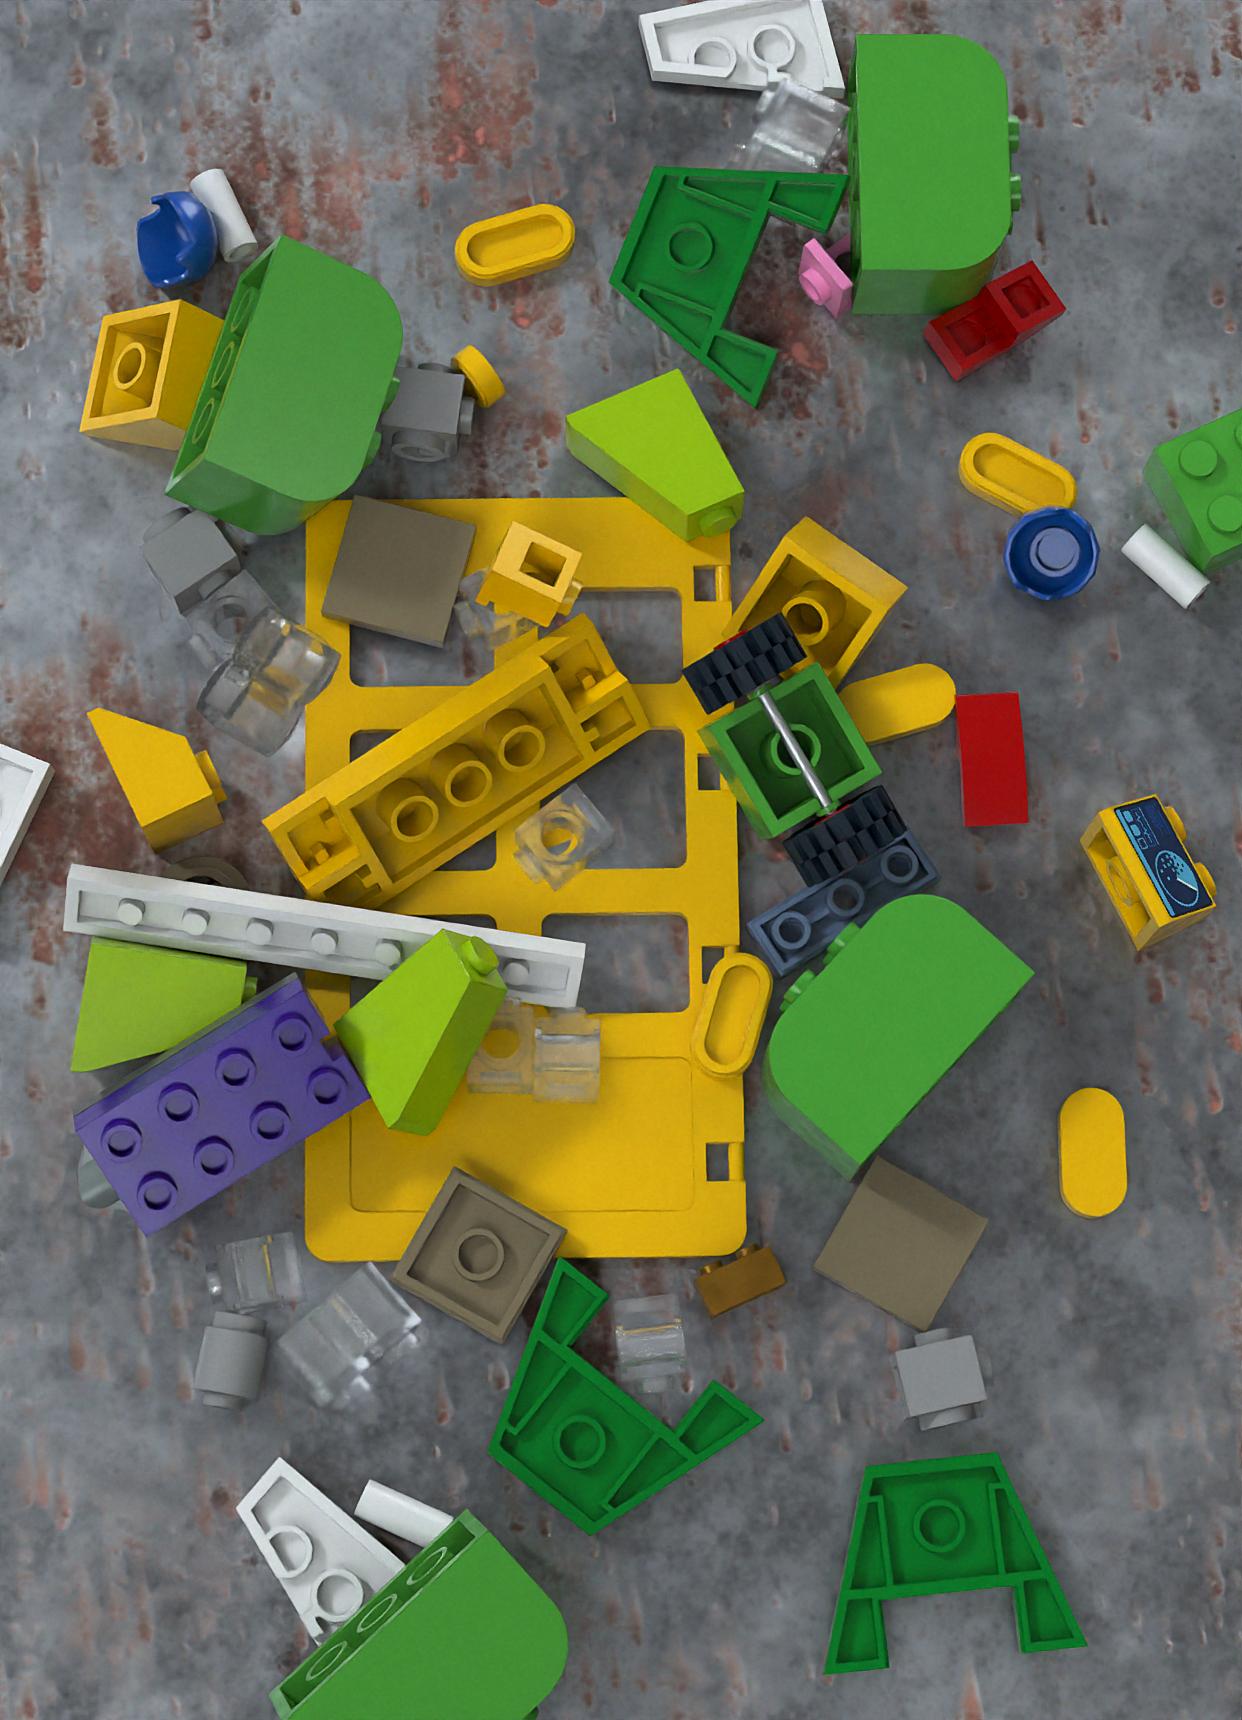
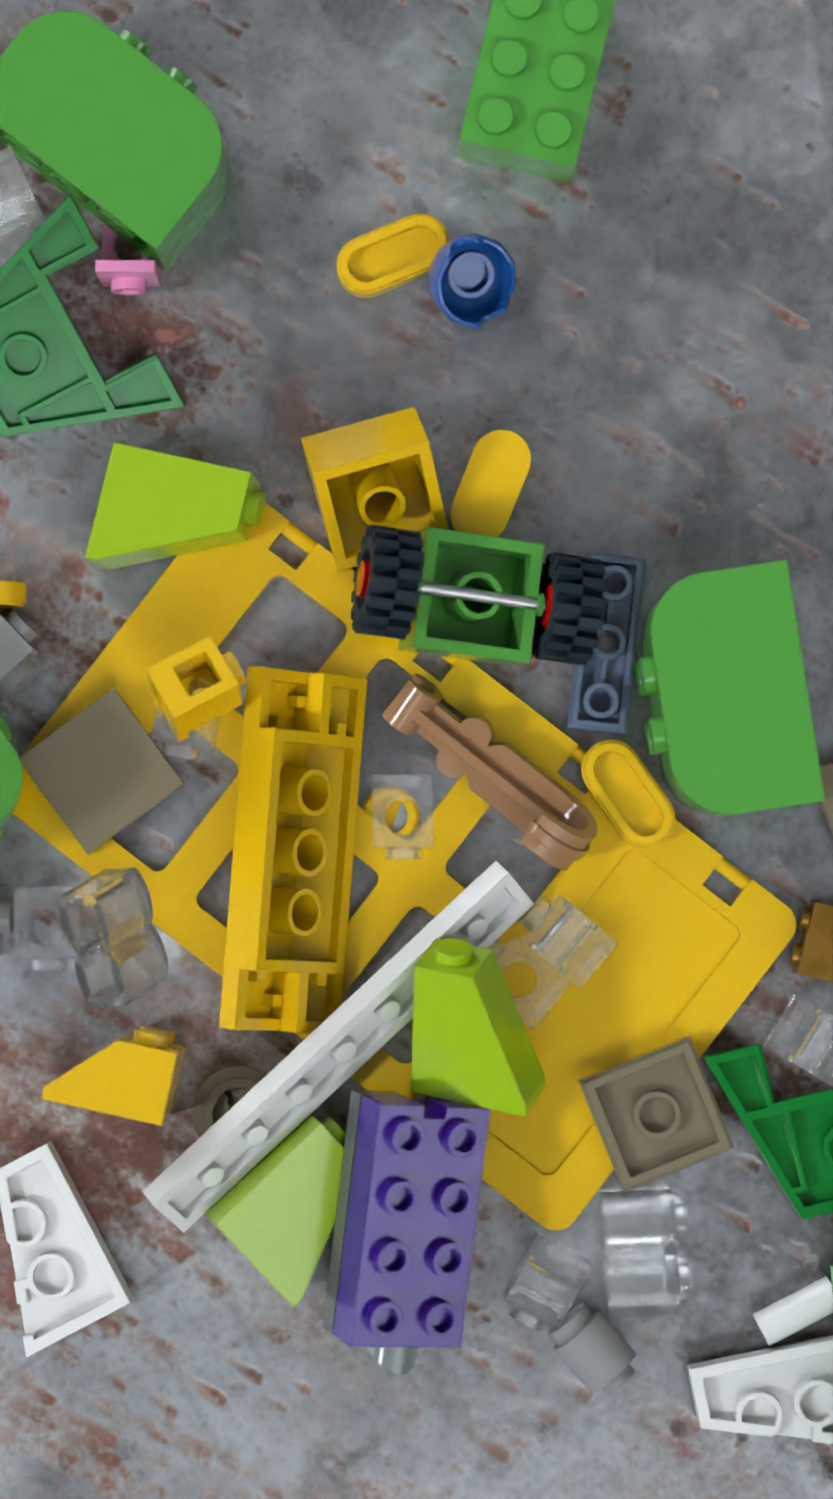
camera: 45 degrees left, 10 degrees up
(658, 961) = (550, 816): none -> medium nougat piece
(991, 759) = (587, 450): red slope -> none
(994, 321) = (258, 172): red slope -> none
(1148, 869) = (765, 405): slope -> none
(1165, 566) = (546, 201): white axle -> none

